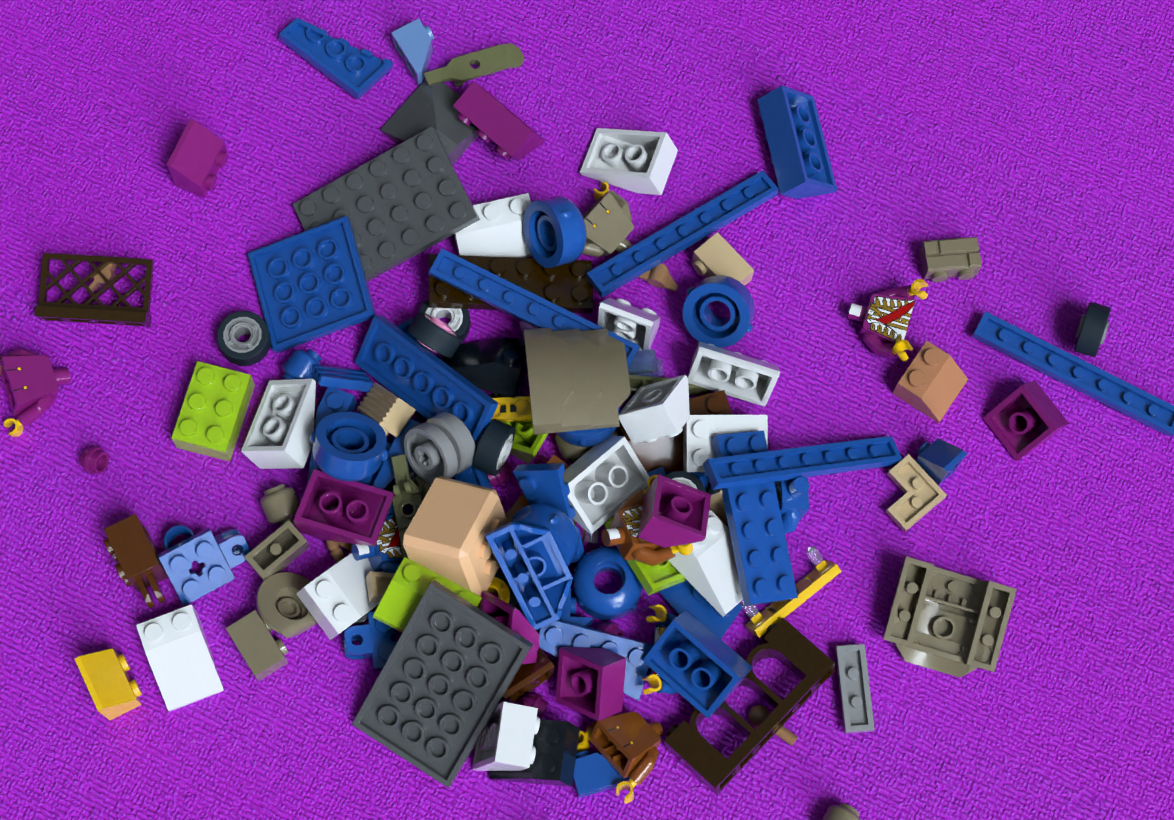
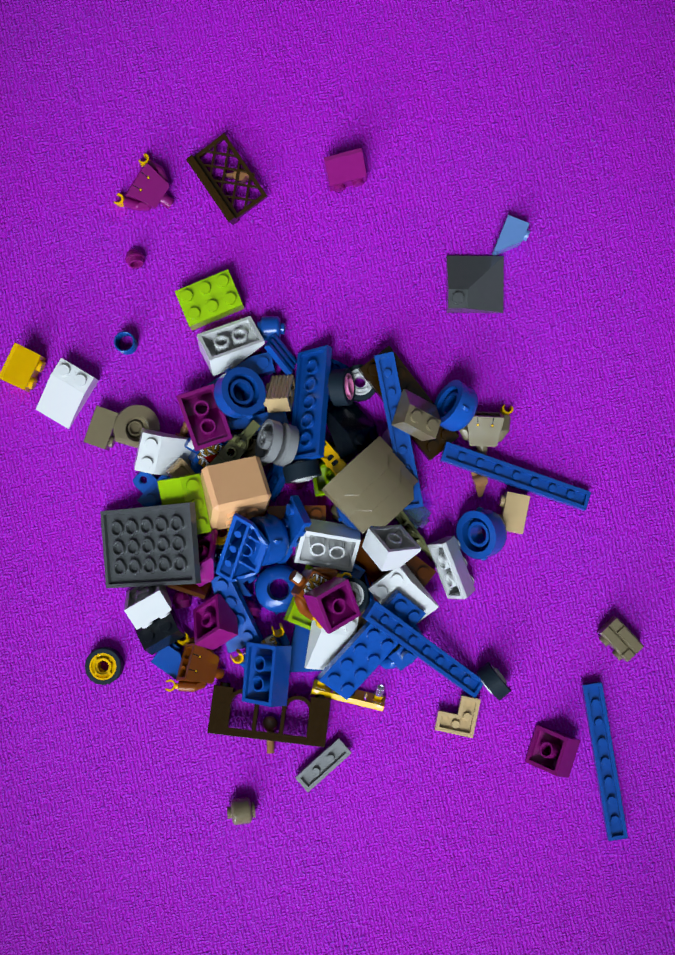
camera: 55 degrees right, 15 degrees up
(137, 557) = (96, 328): reddish brown brick -> none
(214, 552) = (132, 365): plate -> none
(241, 324) = (261, 271): wheel -> none
(277, 551) = (158, 398): dark tan brick -> none
(280, 504) = (186, 378): dark tan head -> none
(311, 284) = (322, 293): blue tile -> none
(344, 64) = (470, 201): blue wing -> none
(395, 203) = (396, 300): dark grey plate -> none
(488, 60) = (537, 283): olive piece -> none
(496, 123) = (500, 319): magenta slope -> none
(498, 230) = (433, 367): white slope -> none
(535, 278) = (416, 416): none -> dark tan slope
(629, 322) = (436, 486): white slope -> none
(630, 159) = (538, 411): white slope -> none
(796, 143) = (623, 499): blue slope -> none
(888, 318) = (552, 630): torso -> none
(897, 421) = (493, 681): none -> black wheel
(931, 382) = (534, 681): nougat slope -> none
(939, 459) = (489, 720): blue slope -> none
(947, 619) = (401, 789): dark tan slope -> none
(1092, 329) = (637, 752): black wheel -> none

